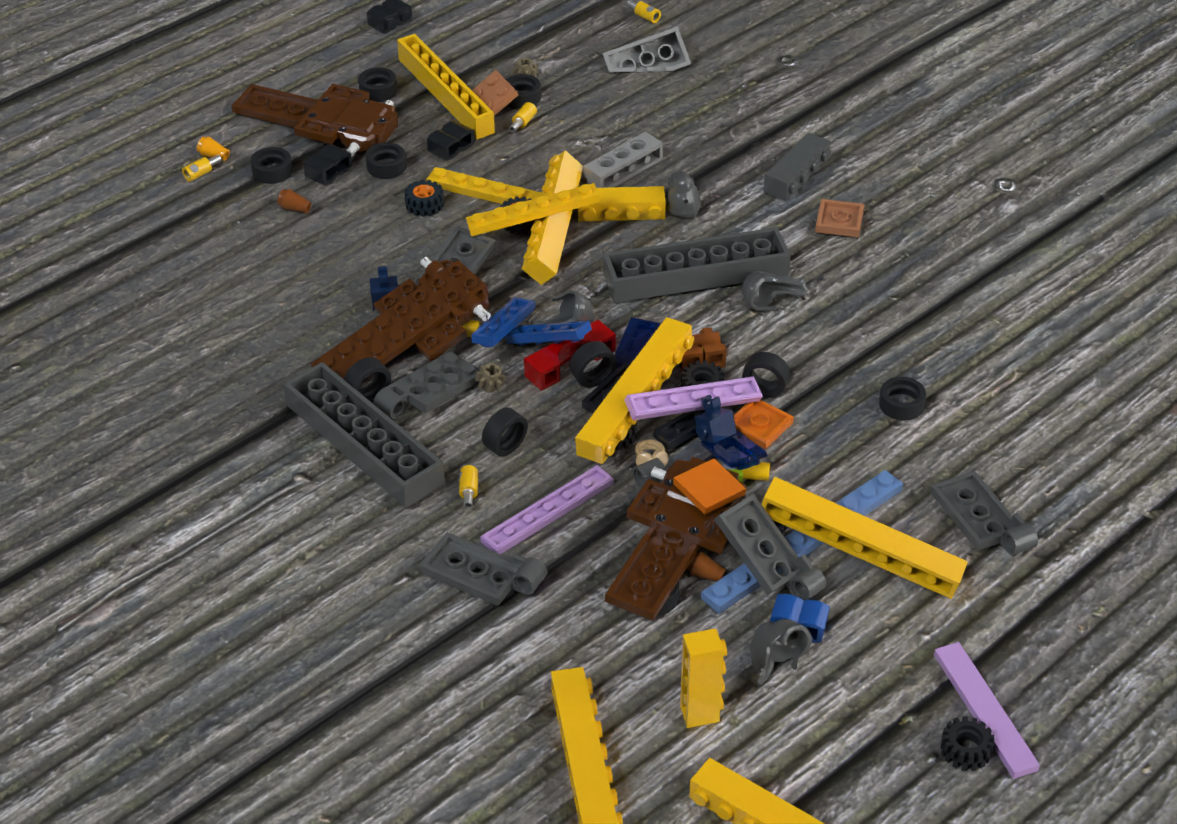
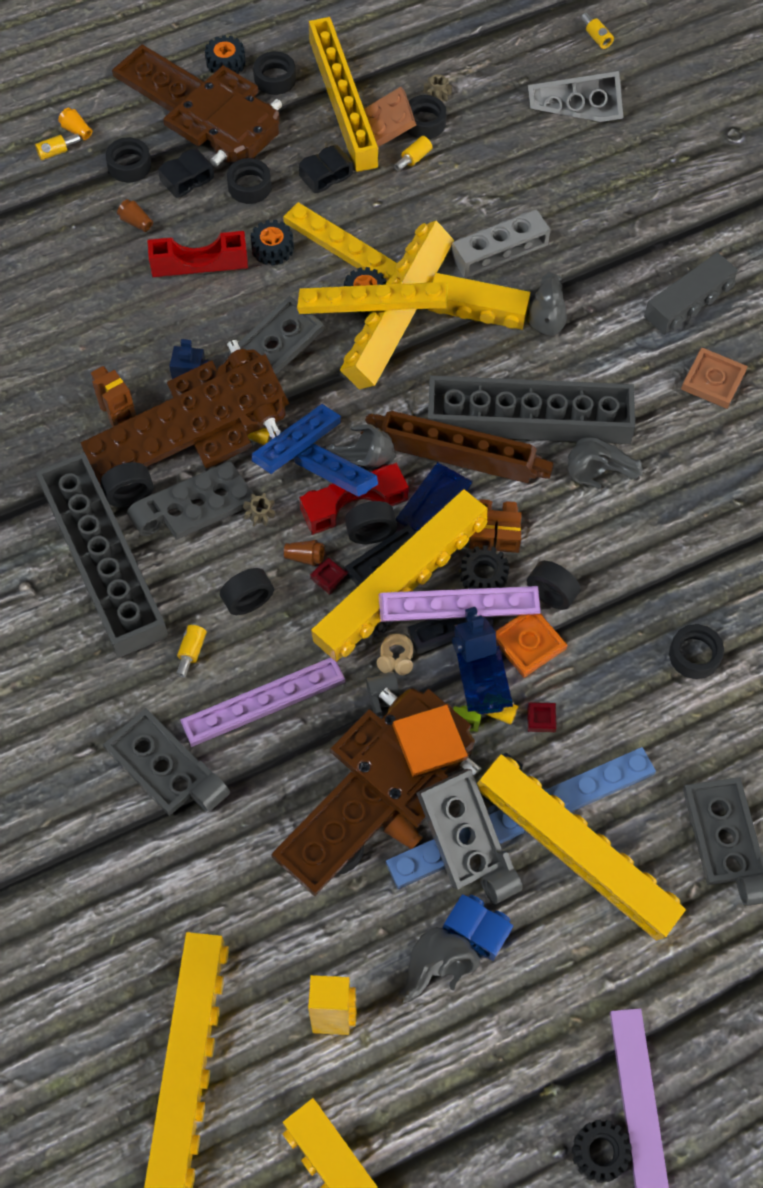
camera: 15 degrees right, 20 degrees up
(325, 76) = (225, 52): none -> black wheel
(328, 321) = (113, 395): none -> dark orange hips
(388, 210) = (171, 258): none -> red arch
(542, 400) = (305, 552): none -> dark orange cone
(569, 413) = (328, 575): none -> dark red tile
(654, 299) = (462, 447): none -> reddish brown hinge
(792, 470) = (541, 717): none -> dark red tile

